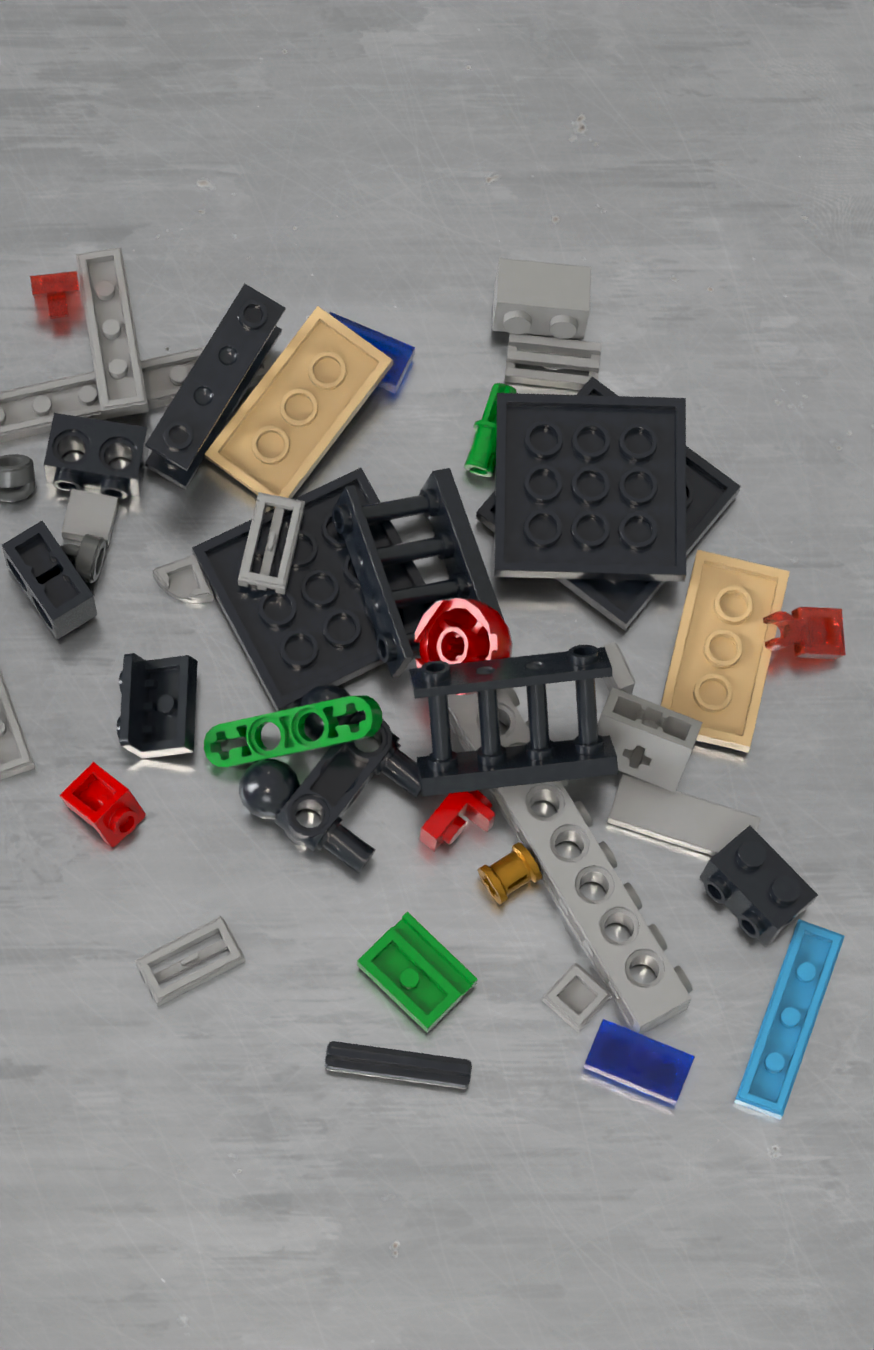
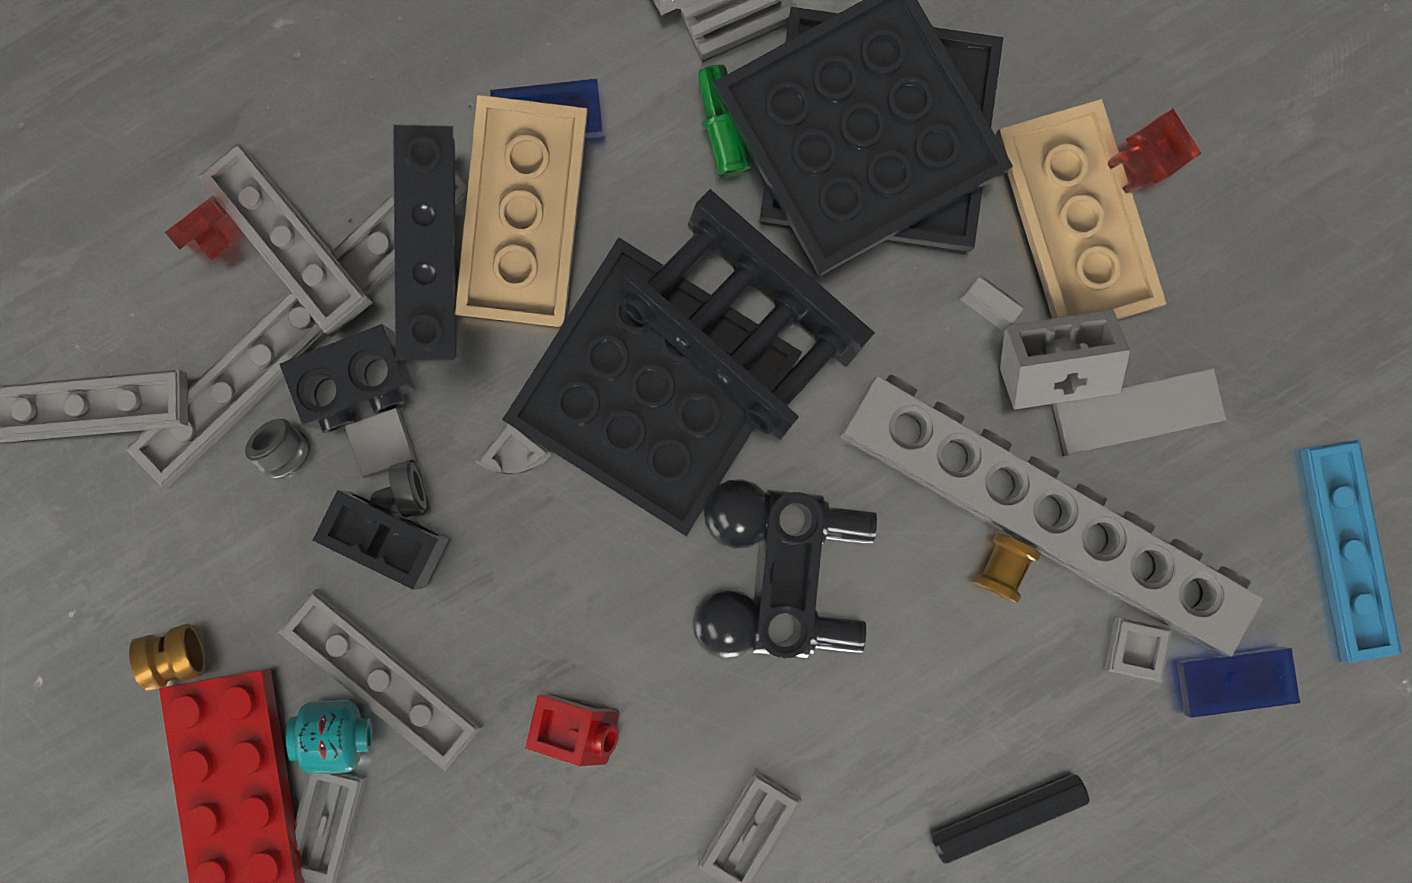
camera: 25 degrees left, 15 degrees up
(157, 705) = (565, 601): black bracket -> none
(264, 579) = (593, 414): light grey tile -> none
(292, 731) = (721, 561): green beam -> none
(417, 972) = (976, 719): green plate -> none
(448, 819) = (916, 550): red bracket -> none
(462, 633) = (845, 380): red cylinder -> none
(515, 765) = (971, 463): black fence -> none
(756, 886) = (1254, 441): black bracket -> none

